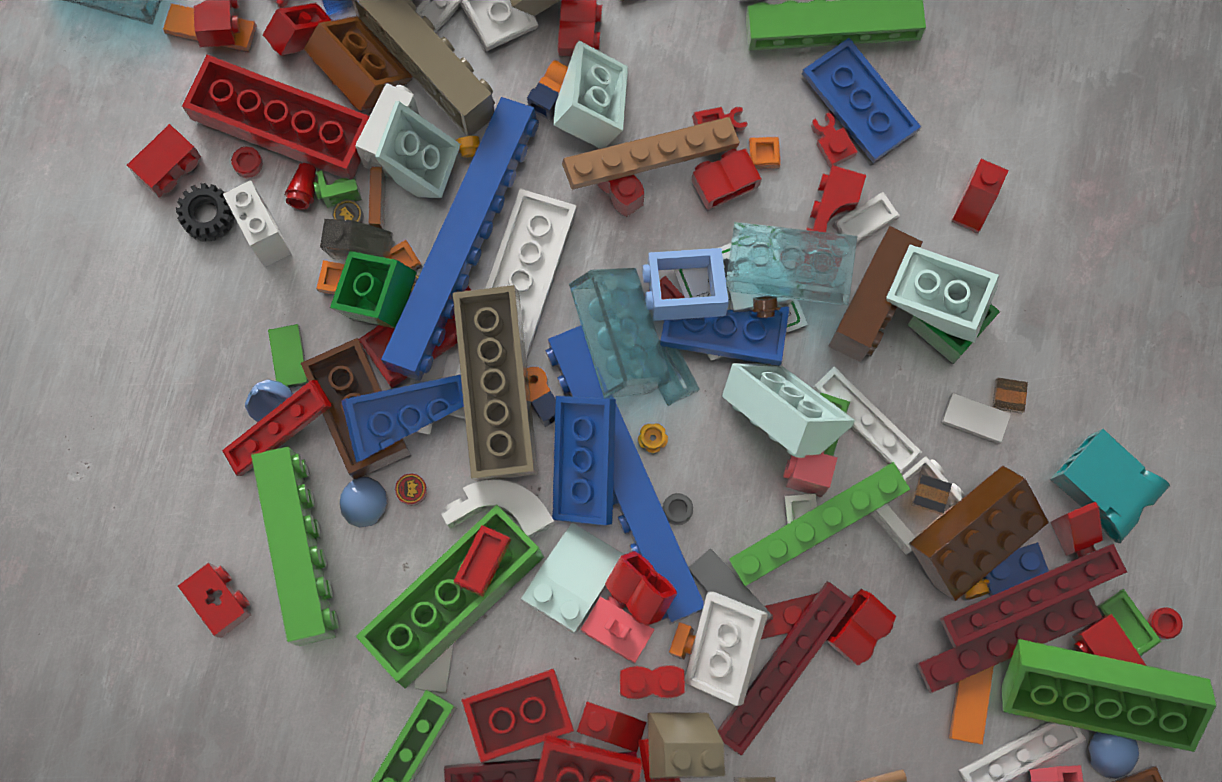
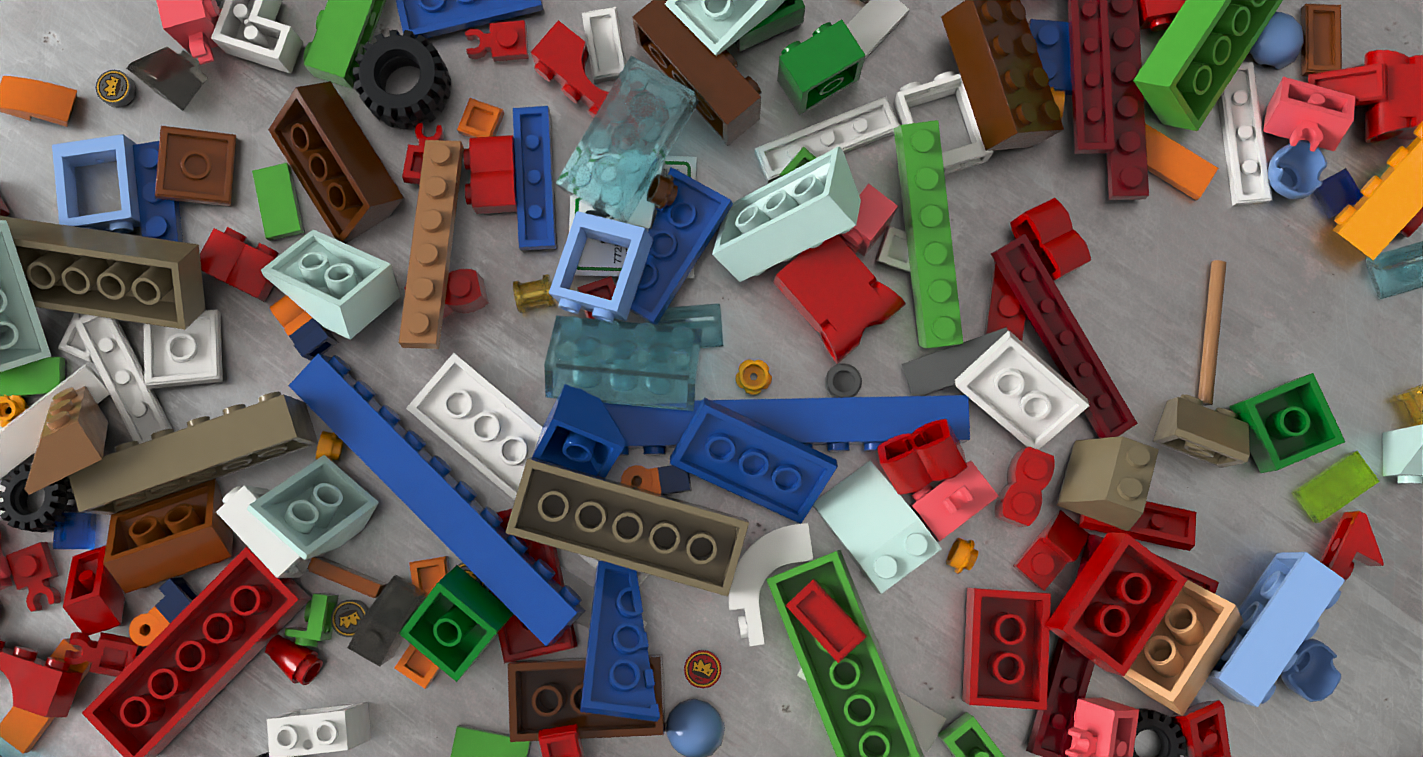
camera: 60 degrees left, 5 degrees up
(247, 162) = (233, 713): red tile -> none
(254, 54) = (108, 654): none -> red plate
(316, 85) = (148, 626): none -> leg
(550, 318) = (580, 434): none -> blue slope
(578, 655) = (962, 555): none -> light orange plate
(637, 33) = (278, 201): none -> bright green tile
(645, 243) = (533, 293): none -> clear yellow bush
(682, 641) = (993, 435): orange plate -> none
(685, 60) = (334, 161): none -> reddish brown slope
(738, 207) = (534, 178): none -> blue plate
(743, 474) = (837, 295): none -> red piece
(775, 60) = (386, 57): none -> black tyre
(919, 387) = (820, 66): none -> green brick
(931, 494) = (943, 103): tile -> none

